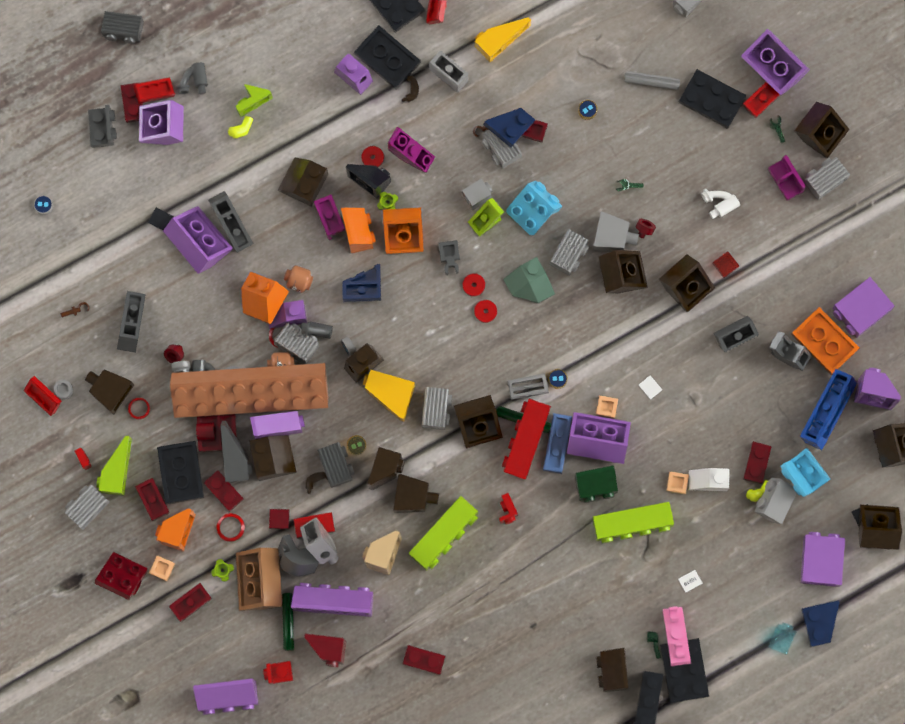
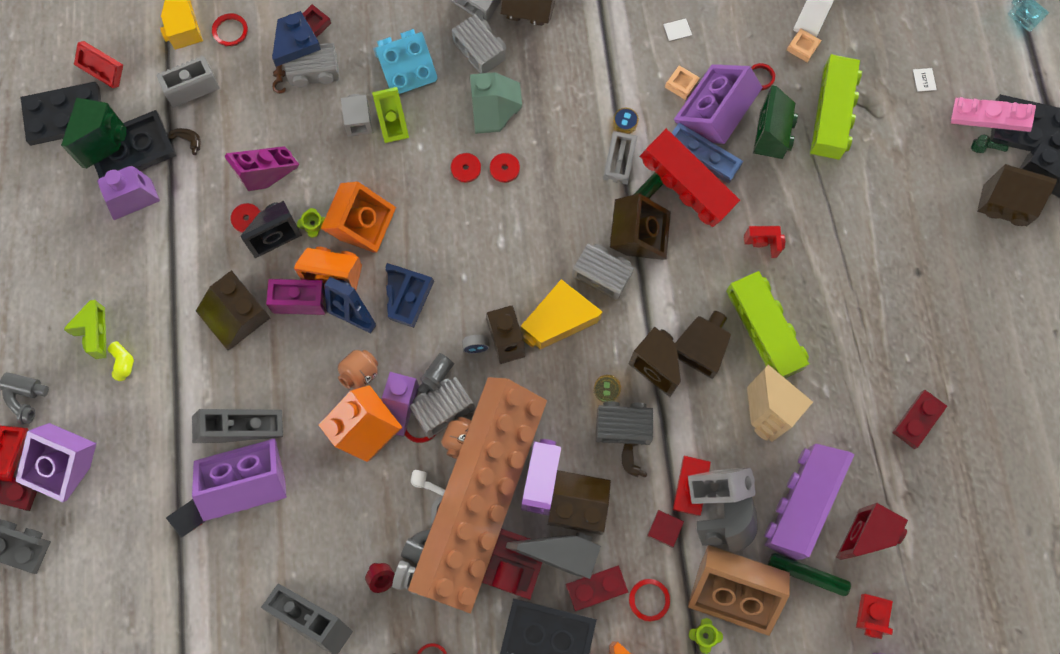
camera: 75 degrees left, 5 degrees down
(245, 350) = (418, 480): none -> white hand
(338, 246) = (347, 305): none -> dark blue wing
(379, 33) = (92, 132): none -> dark green slope
(449, 253) = (414, 176): dark grey plate -> none
(502, 66) = (230, 16): none -> red piece
(641, 452) = (770, 70): none -> red piece

